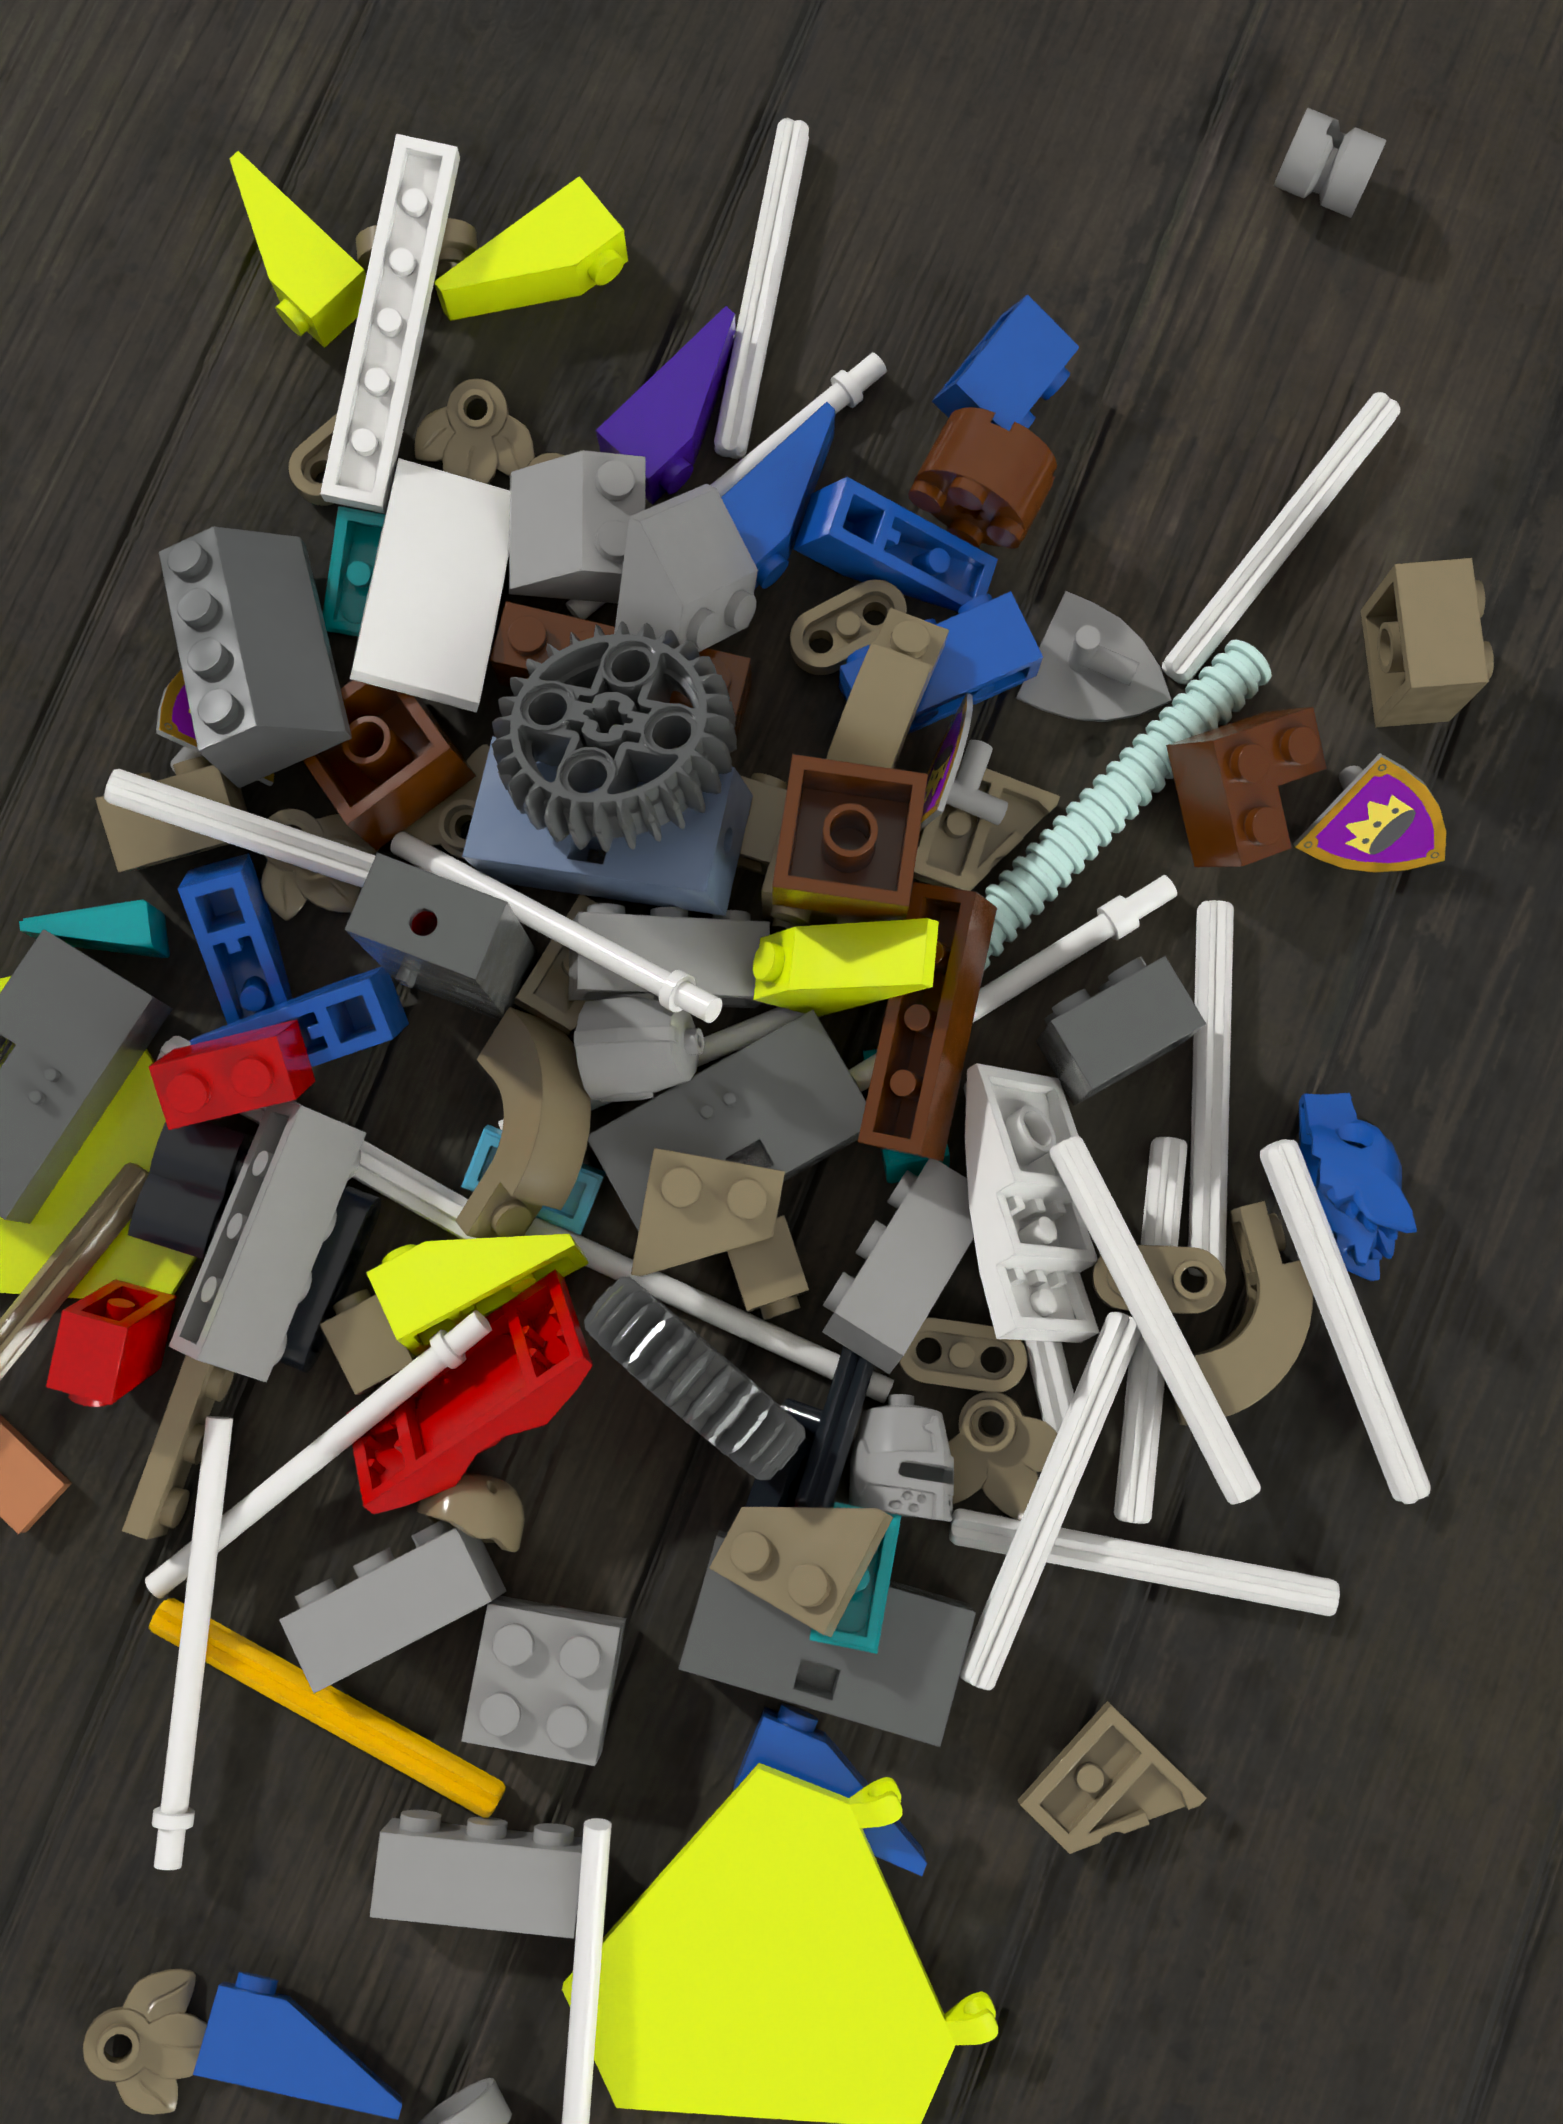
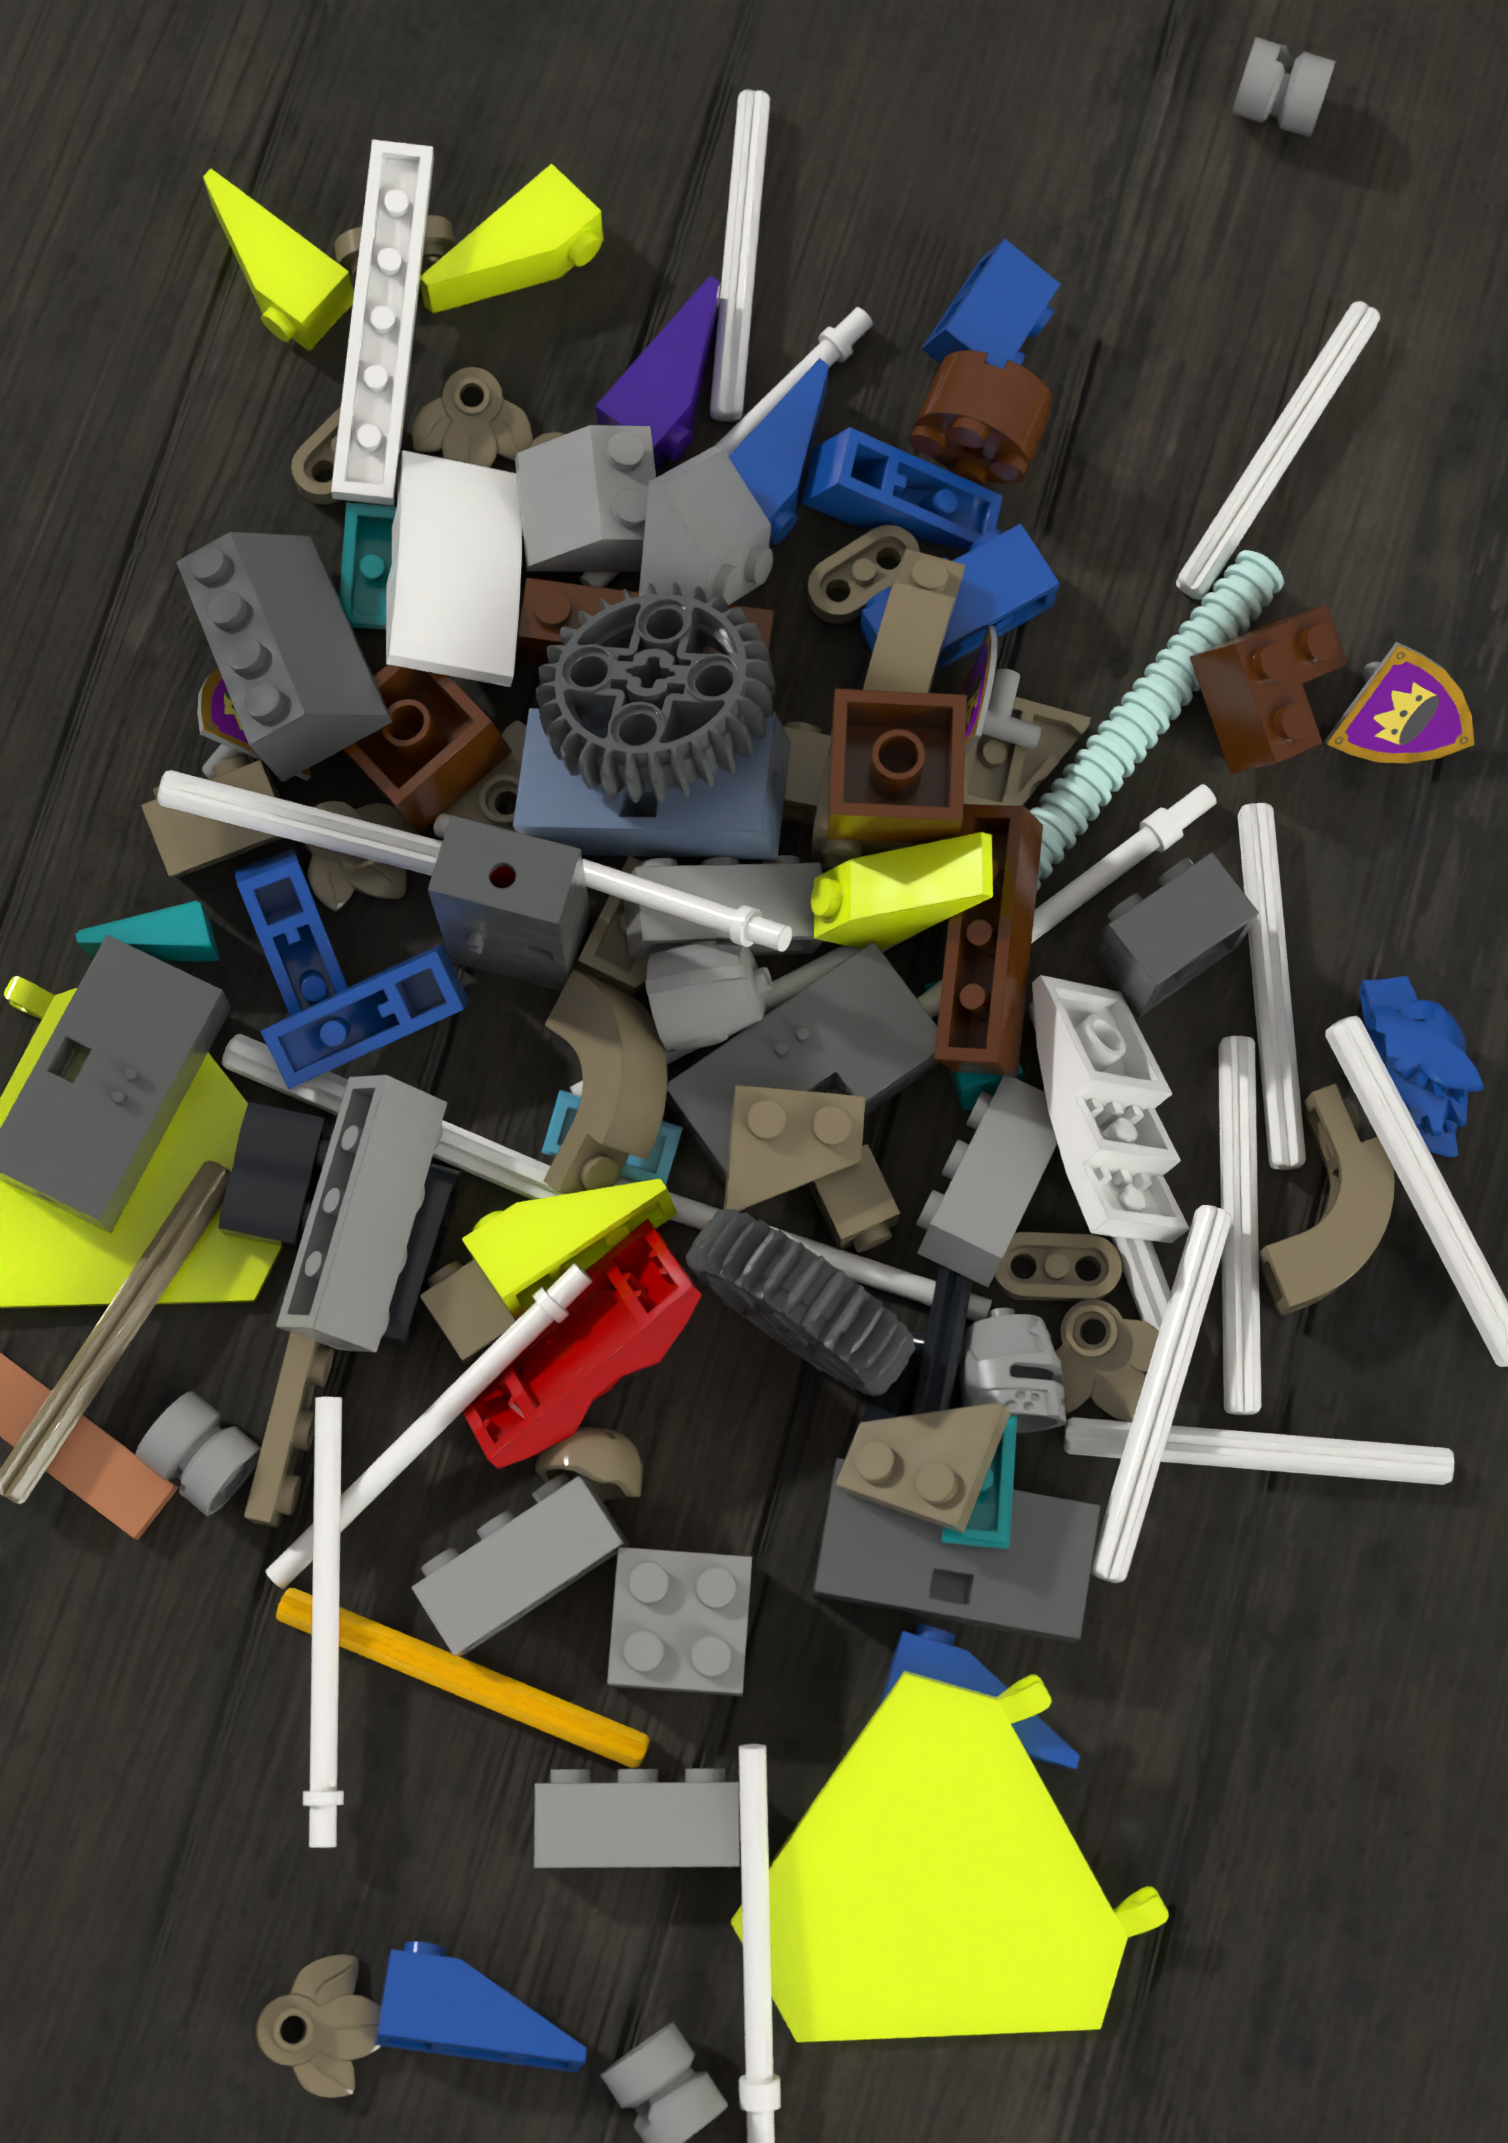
camera: 10 degrees left, 5 degrees down
(82, 1451) = (194, 1448): none -> light grey wheel
(110, 1342) = (214, 1333): red brick -> none
(232, 1074) = (311, 1056): red brick -> none
(1094, 667) = (1109, 591): light grey shield -> none
(1106, 1784) = (1247, 1669): dark tan wing -> none
(1155, 1320) = (1242, 1205): white axle -> none
(1167, 1266) = (1242, 1170): dark tan plate -> none
(1425, 642) = (1429, 535): dark tan brick -> none

